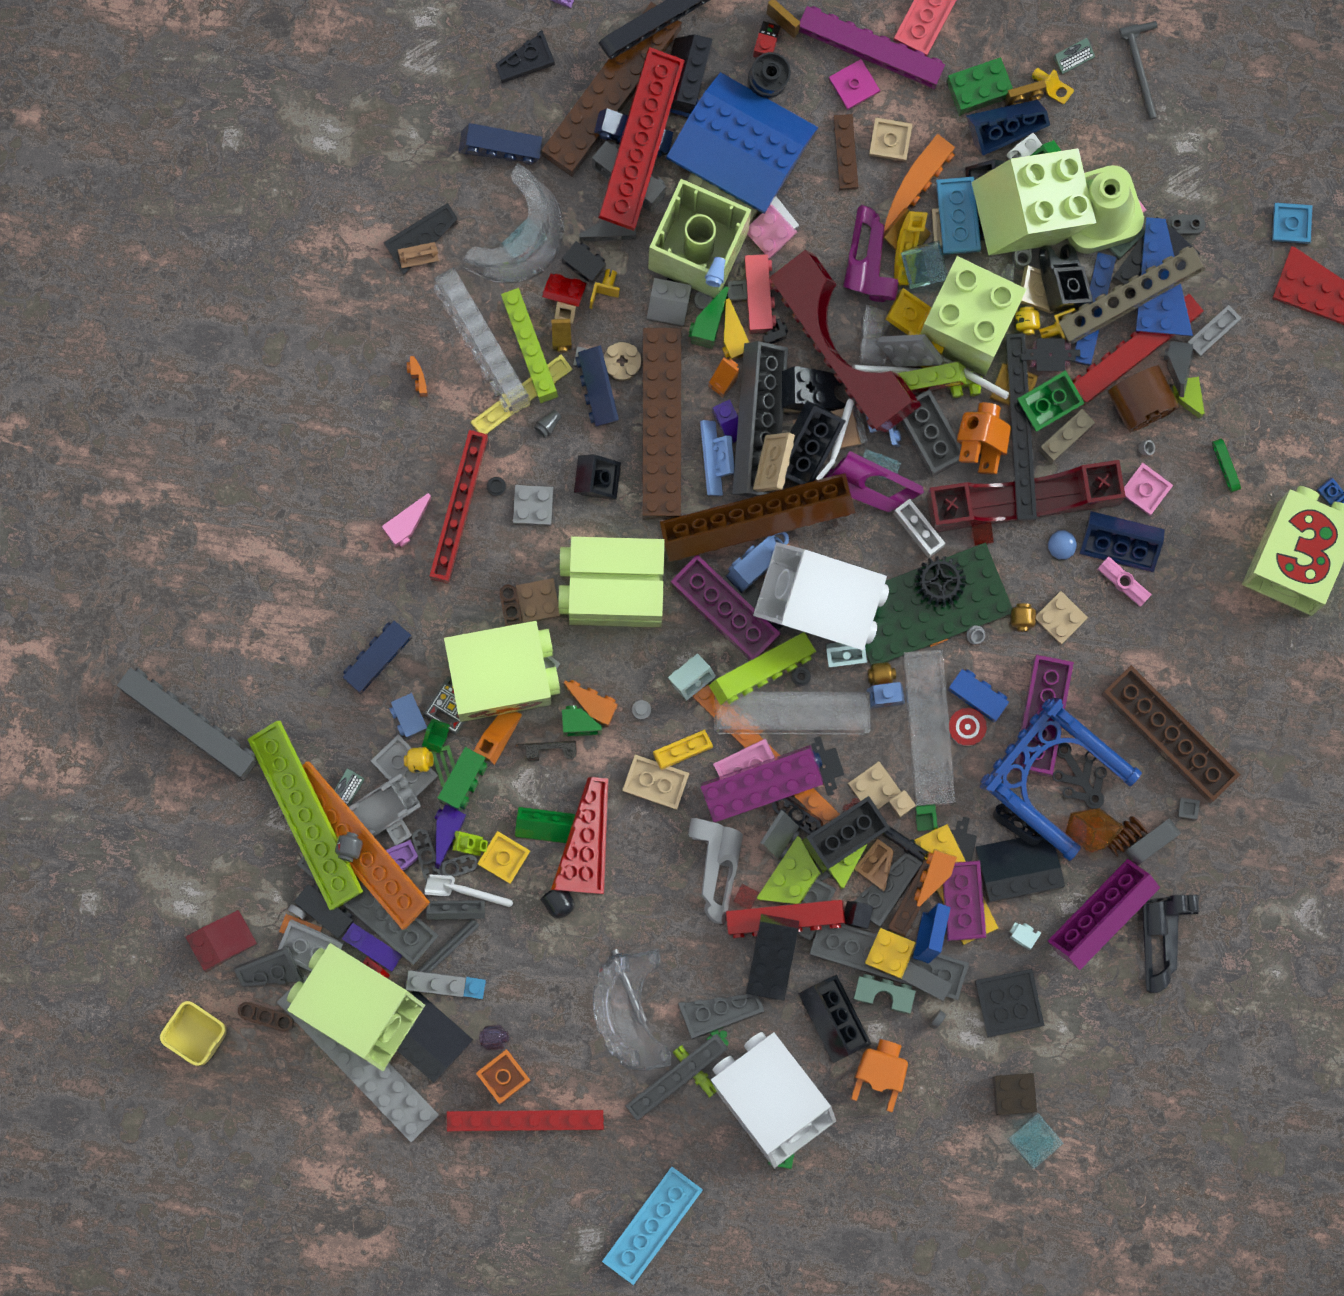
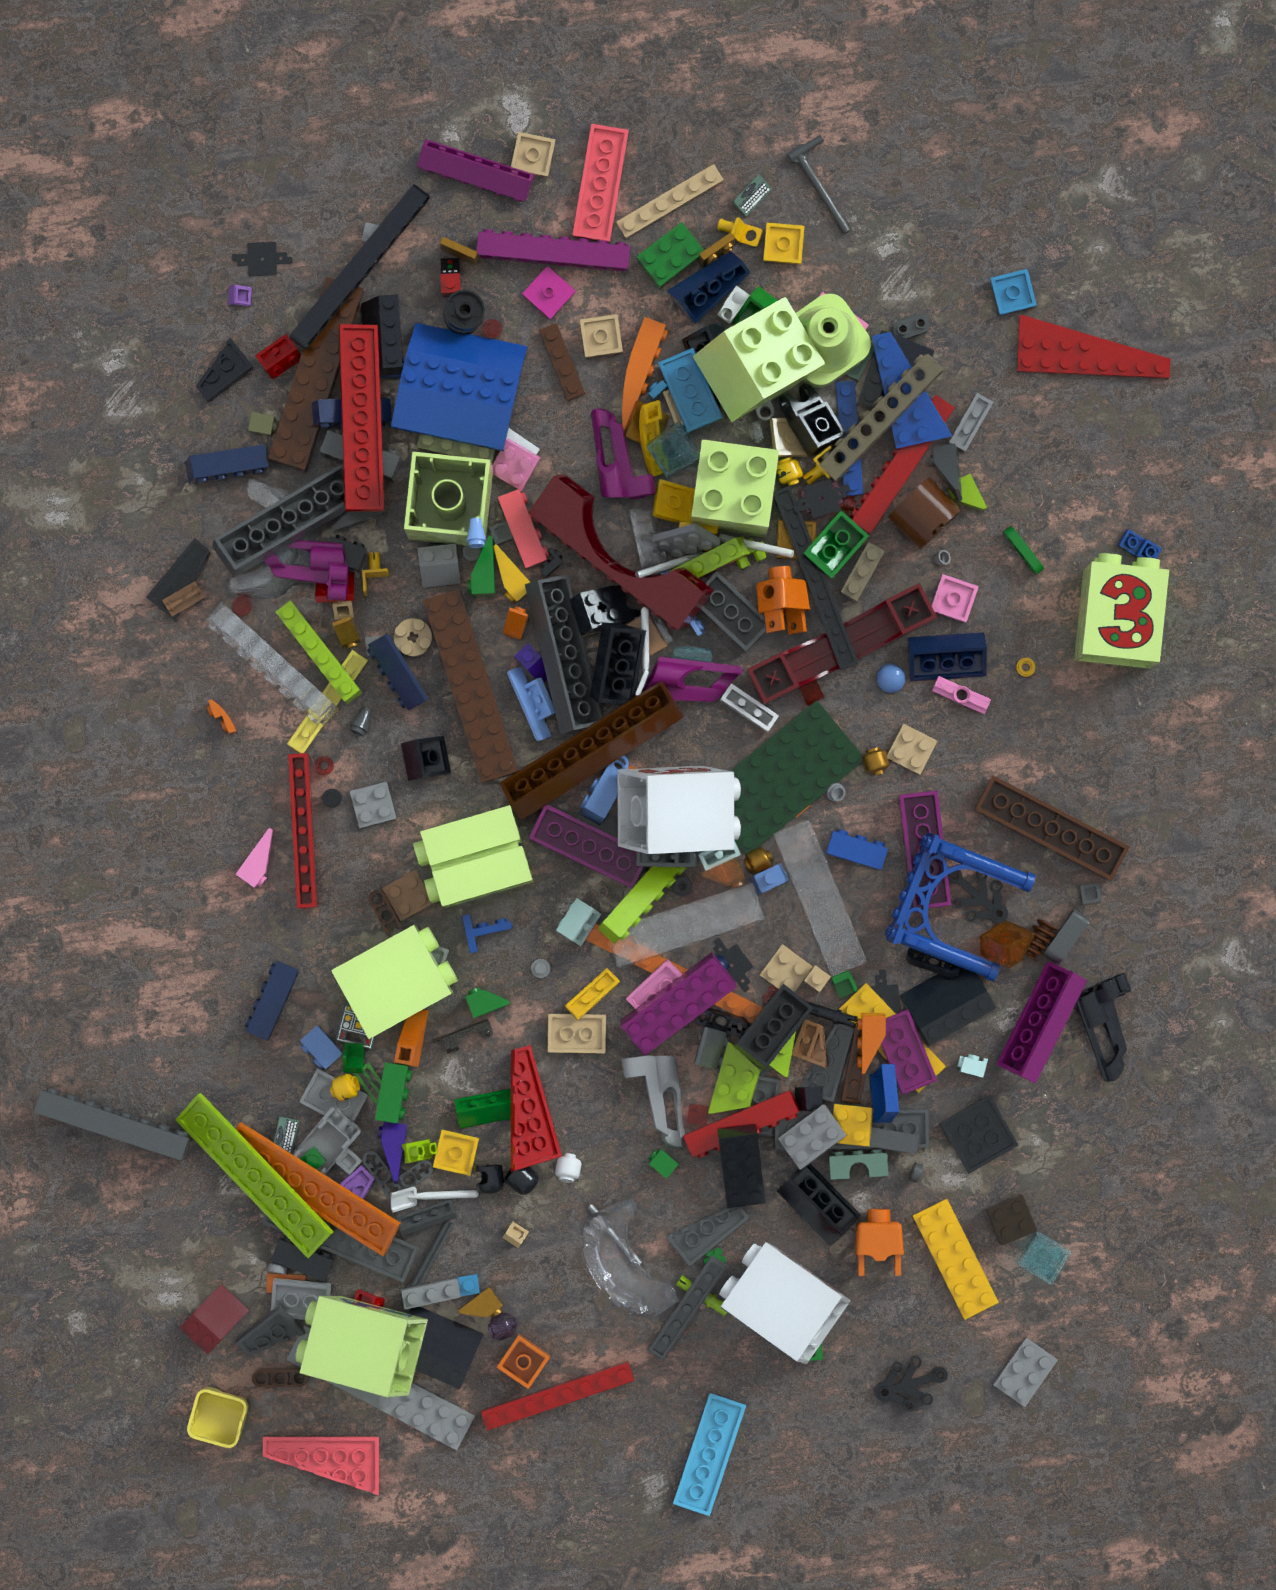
camera: 15 degrees left, 5 degrees up
(296, 1113) = (338, 1458): none -> coral wing
(348, 847) = (306, 1195): dark grey head -> none
(367, 817) = (313, 1158): none -> green plate
(372, 947) = (359, 1278): dark purple slope -> none
(471, 280) = (242, 606): none -> clear red plate
(482, 1010) = (483, 1304): none -> pearl gold slope
(498, 447) = (319, 761): none -> clear red plate
(529, 893) = (491, 1178): none -> black helmet
(535, 211) = (282, 523): none -> dark grey brick
(535, 954) = (515, 1234): none -> tan plate
(546, 119) = (262, 424): none -> olive brick
(564, 263) = (326, 566): none -> magenta panel
(582, 62) = (279, 356): none -> red bracket
(595, 706) = (498, 981): orange slope -> none
(599, 655) = (482, 929): none -> blue bracket
(605, 907) = (568, 1168): none -> white head
(698, 931) = (662, 1163): none -> green brick
(774, 462) = (590, 693): tan plate -> none
(790, 100) = (492, 328): none -> clear red plate
(797, 640) = (677, 860): none -> dark grey slope
(846, 676) = (726, 874): none -> clear orange slope
(849, 952) = (812, 1137): none -> light grey plate
(864, 1221) = (908, 1384): none -> black plant
(927, 205) = (657, 389): none -> dark azure plate
(932, 581) = (801, 746): black gear -> none
(949, 1115) = (955, 1258): none -> yellow plate
(967, 727) = (855, 883): red tile -> none
(982, 1246) = (1025, 1372): none -> light grey plate
(995, 37) = (669, 201): none -> tan plate
(1074, 369) = (849, 504): none -> clear red plate
(1090, 109) = (783, 243): none -> yellow plate
(1197, 571) = (1030, 663): none -> yellow plate

